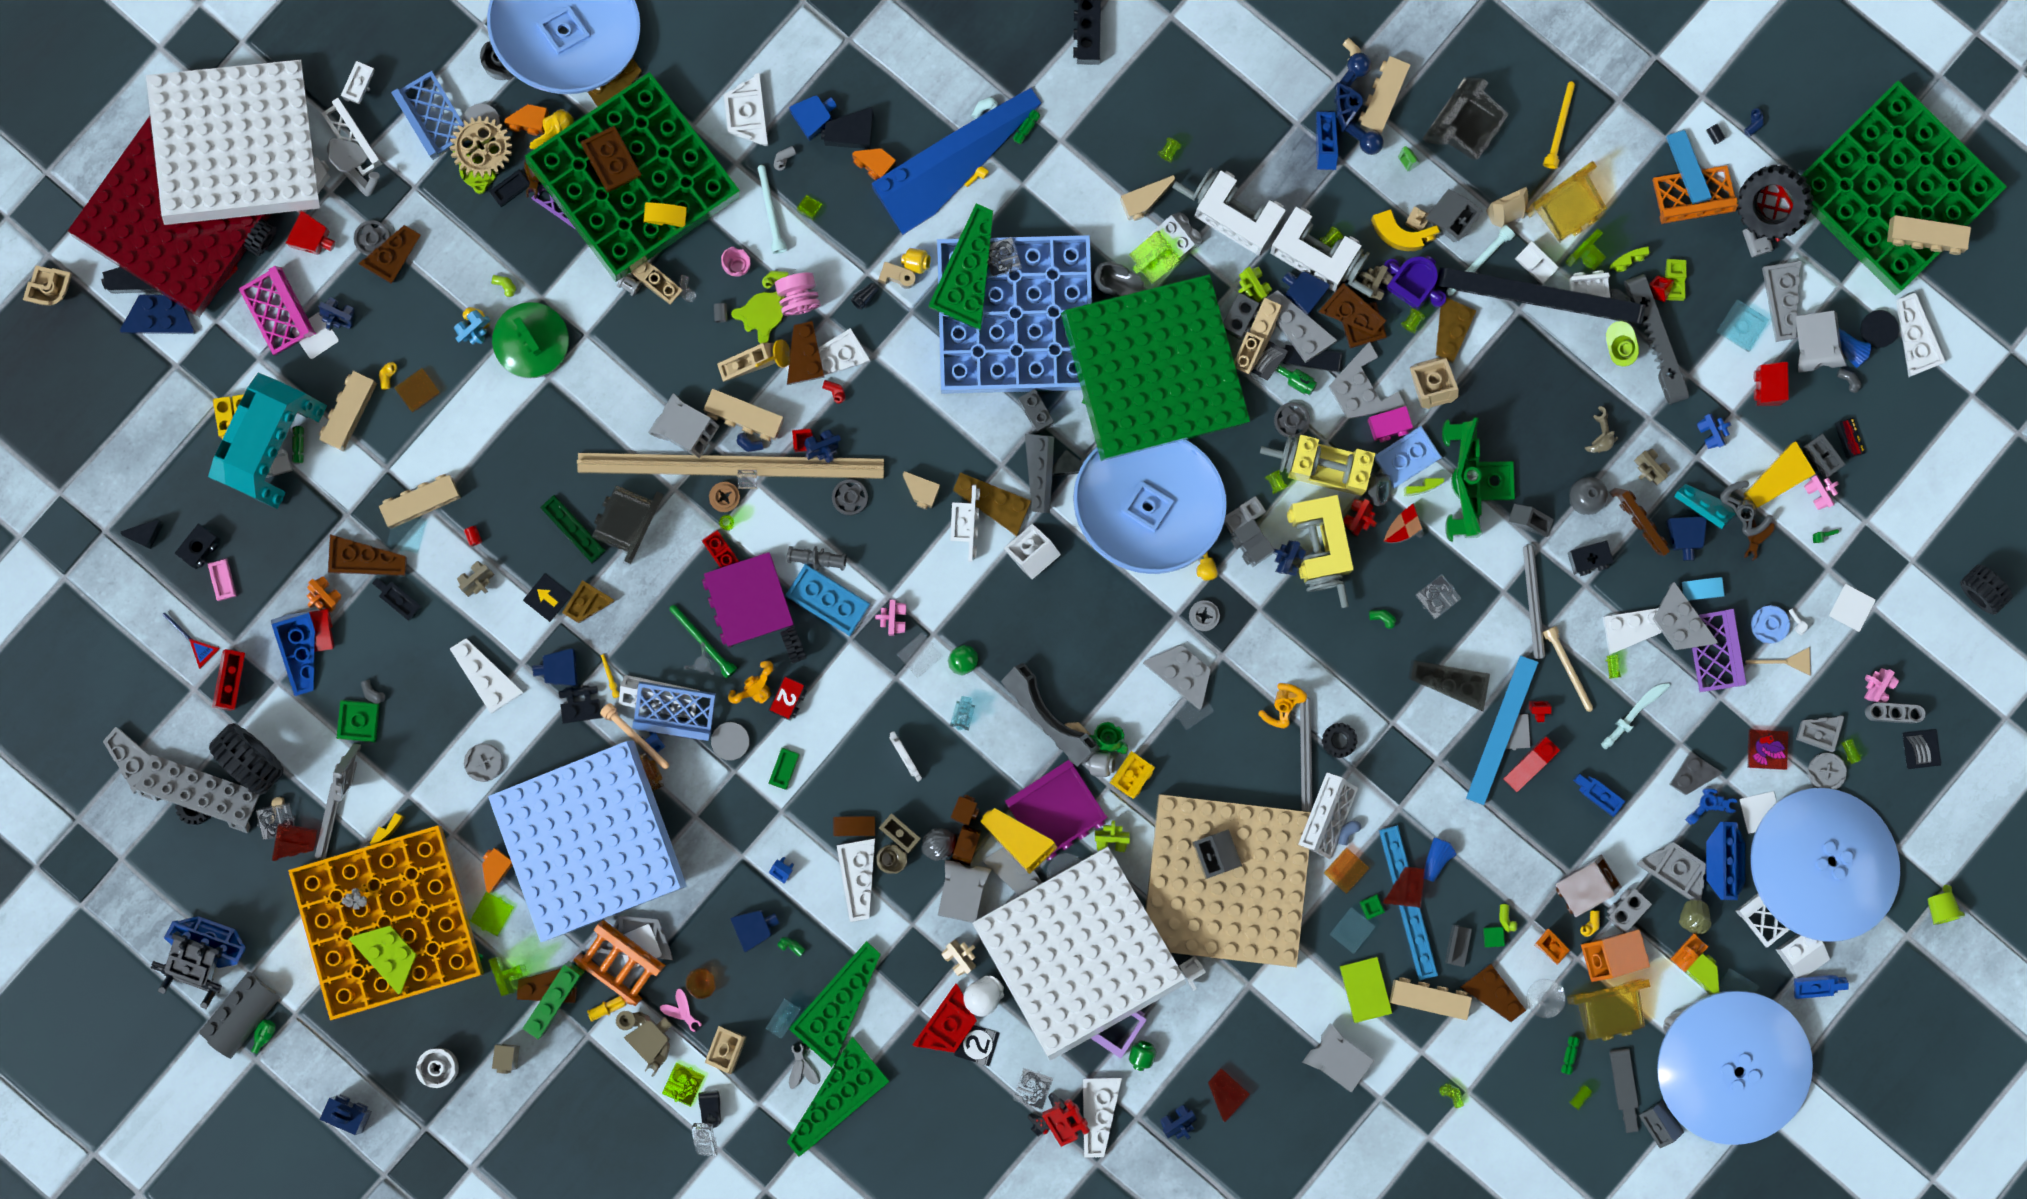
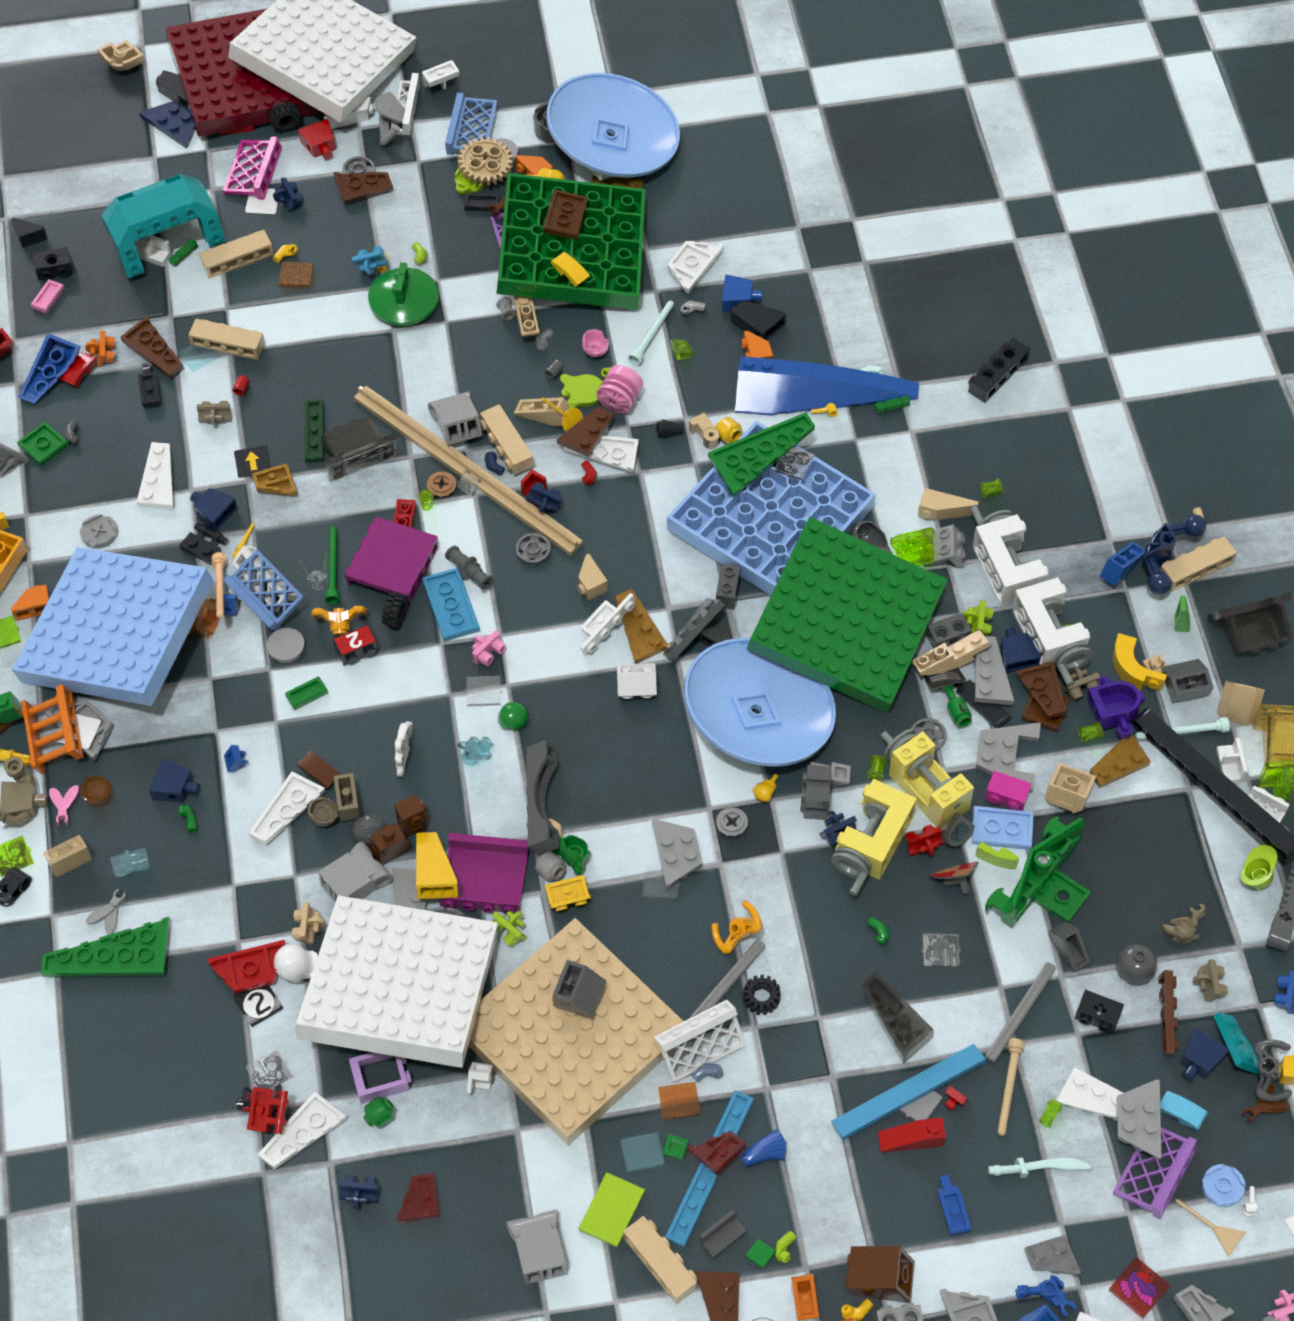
camera: 45 degrees right, 25 degrees down
(832, 1012) = (171, 888): green wing -> none

